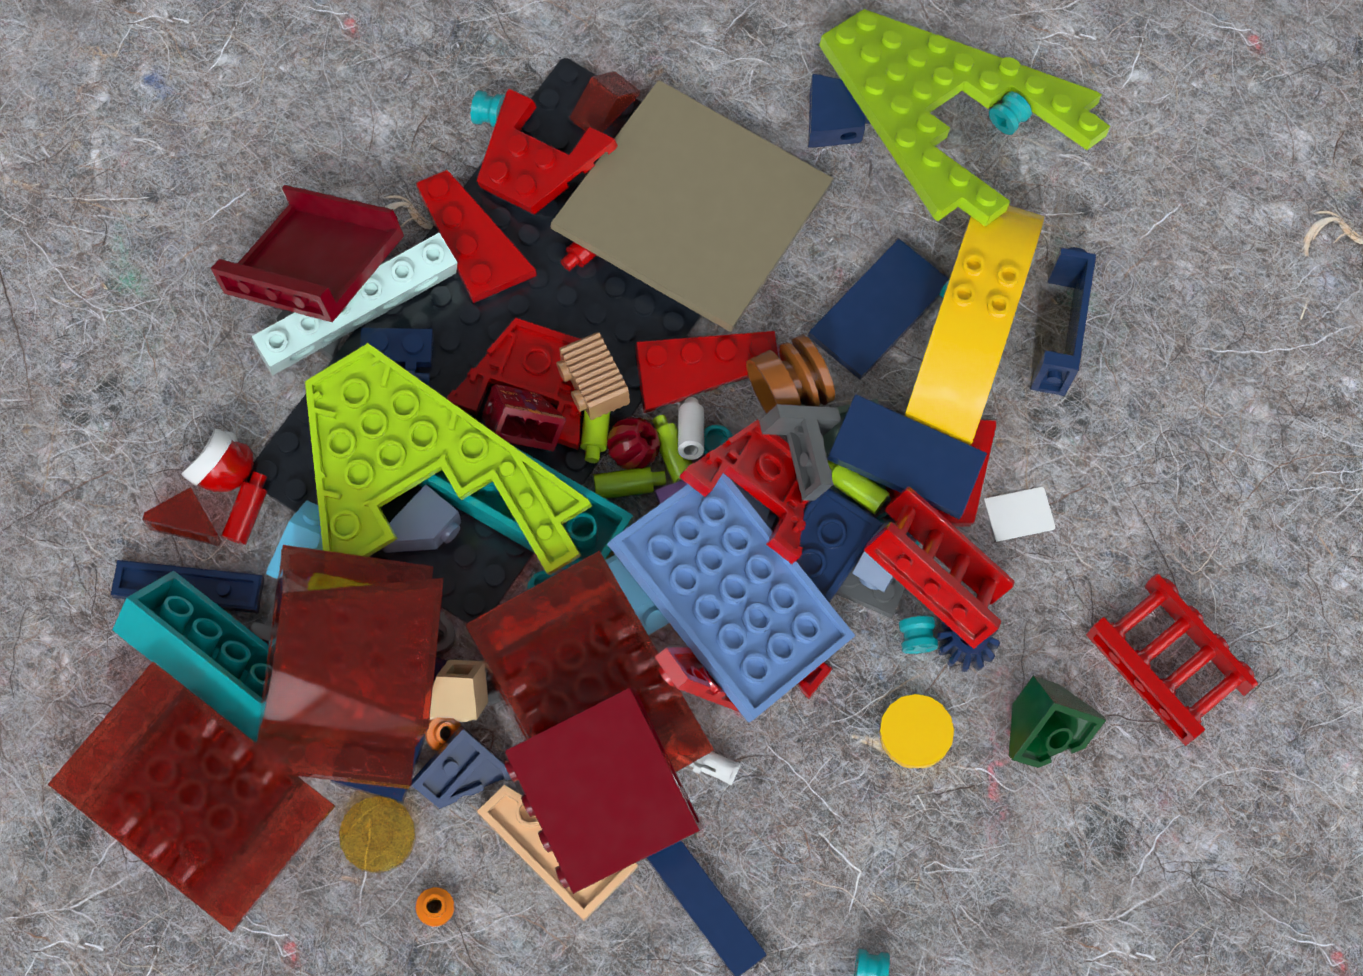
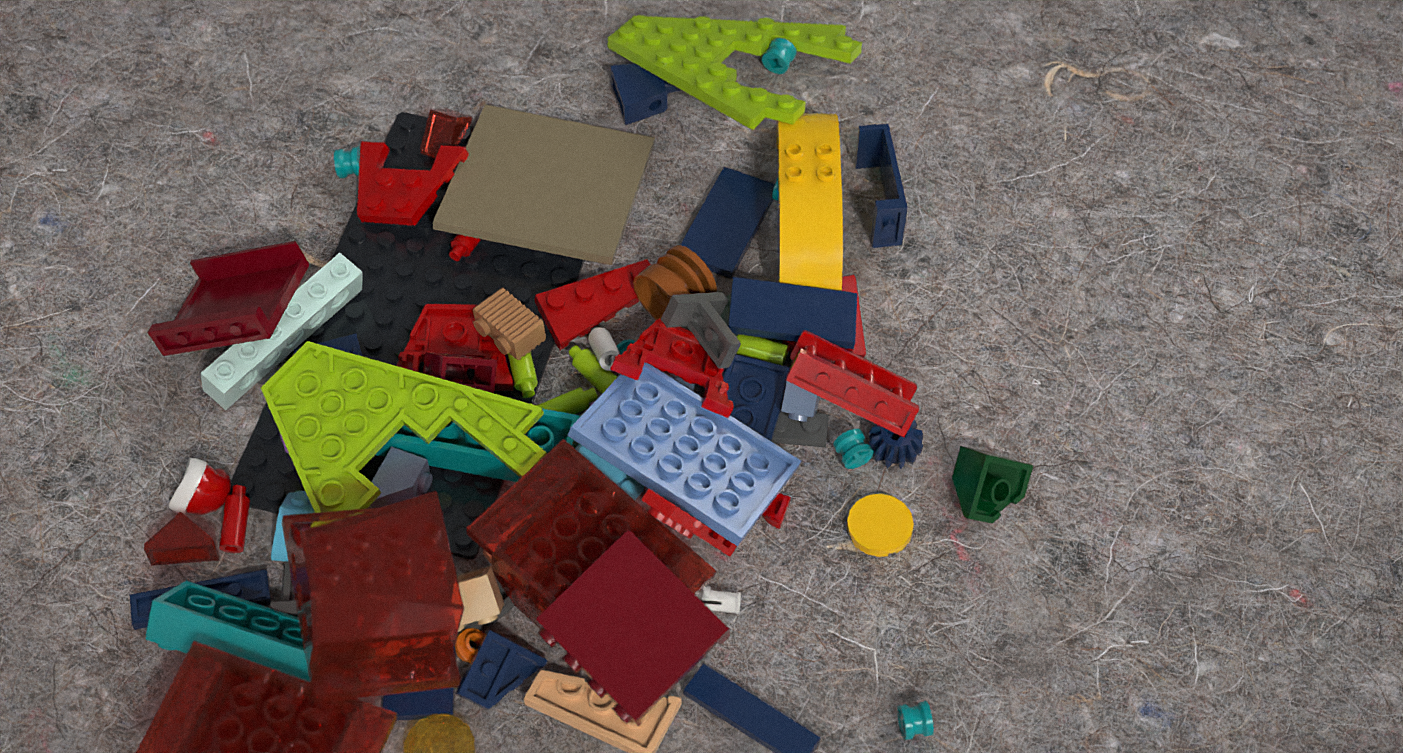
camera: 15 degrees left, 15 degrees down
(482, 251) = (385, 269): red wing -> none
(633, 443) = (559, 371): dark red piece -> none
(1019, 514) = (900, 339): white sticker -> none
(1160, 692) = (1055, 430): red fence -> none

